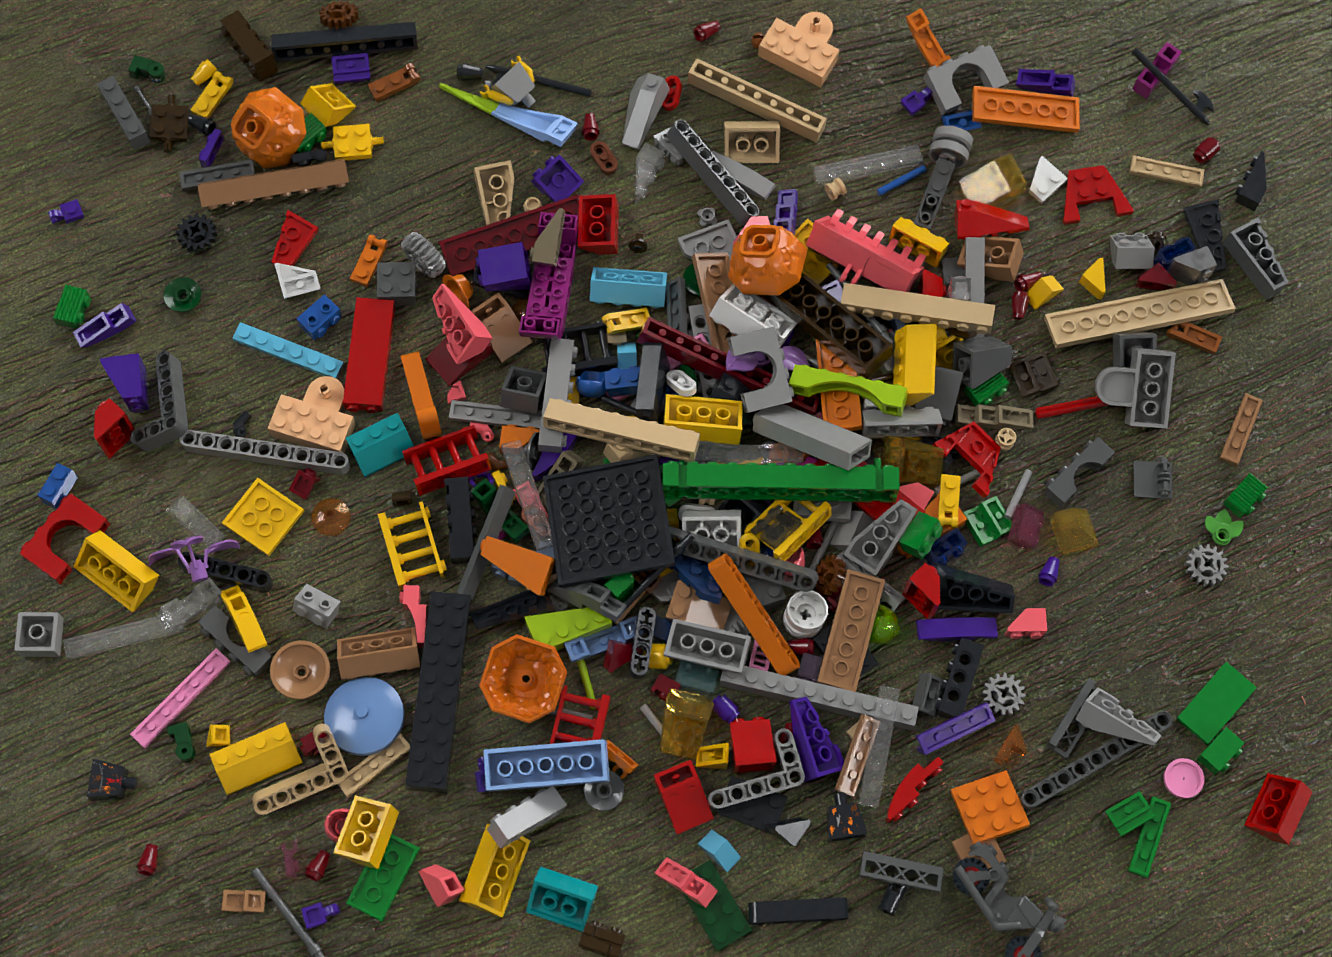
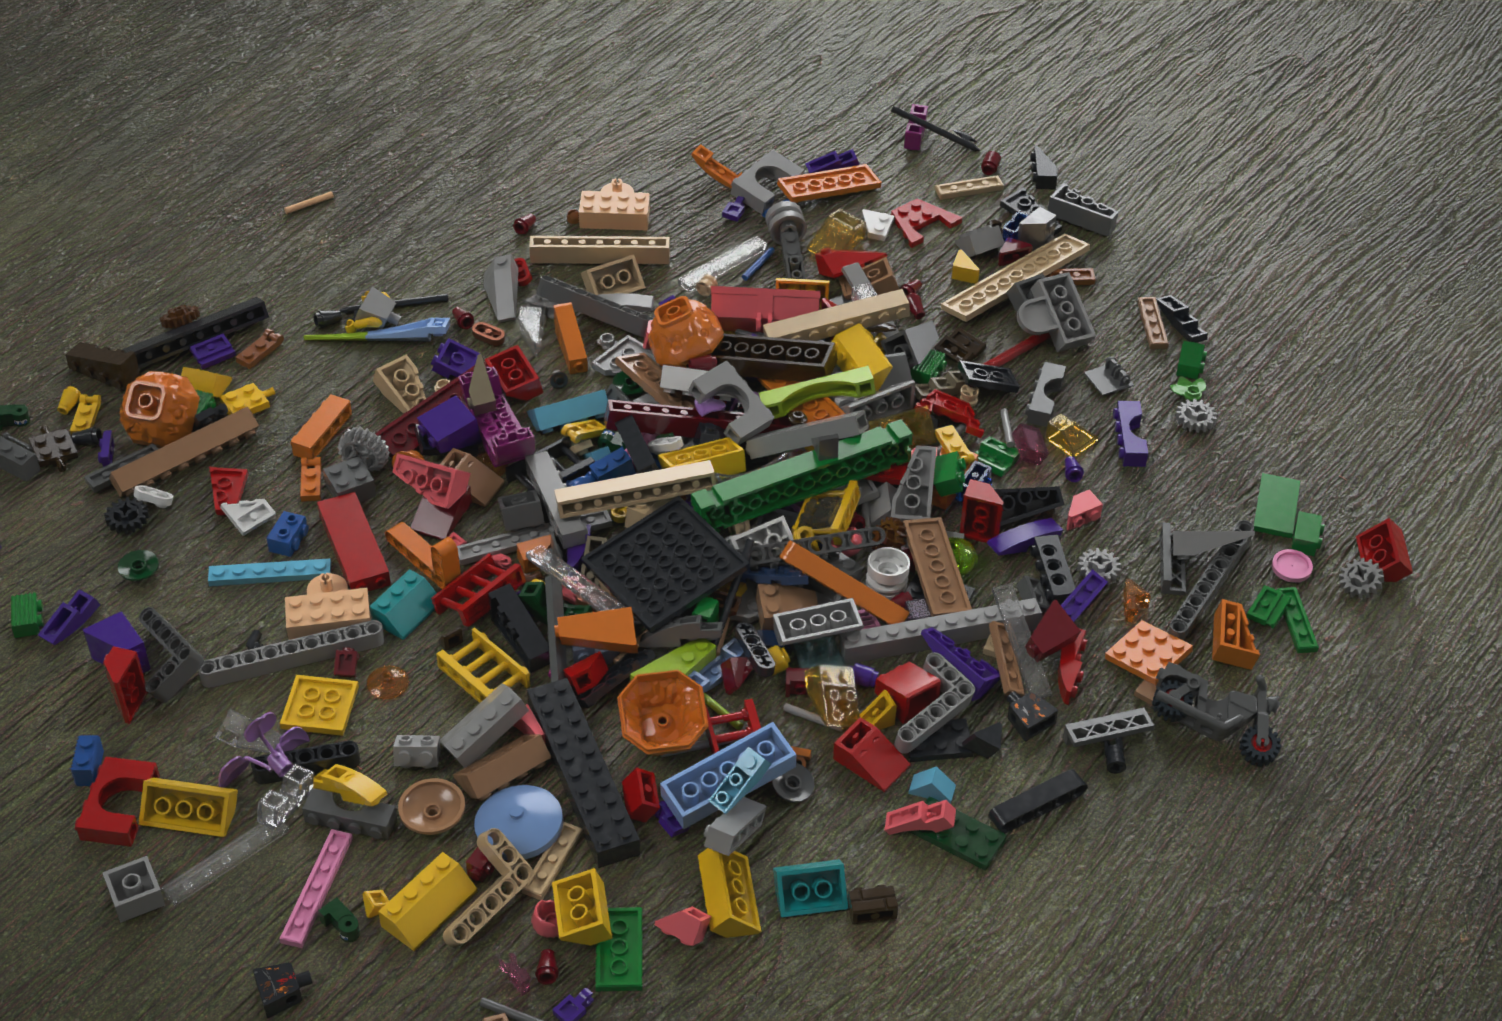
camera: 25 degrees left, 25 degrees down
(227, 221) = (148, 494): none -> white plate
(379, 608) = (484, 725): none -> light grey slope
(403, 206) = (321, 427): none -> orange brick
(471, 742) = (640, 794): none -> red brick
(492, 594) = (586, 672): none -> red slope
(545, 784) = (740, 780): none -> medium azure slope
(671, 203) = (570, 338): none -> orange slope
(765, 302) = (703, 363): none -> dark red cone
(809, 468) = (826, 446): none -> dark grey slope
(817, 407) = (797, 418): none -> dark brown plate
(905, 756) = (1052, 633): none -> dark red slope
(1033, 429) = (988, 377): none -> black plate
(1043, 291) = (928, 291): yellow slope -> none
(1073, 829) = (1232, 637): none -> orange wedge
(1139, 537) = (1132, 448): none -> arch
(1244, 828) = (1361, 578): none -> light grey gear
(1270, 439) = (1182, 321): none -> black slope

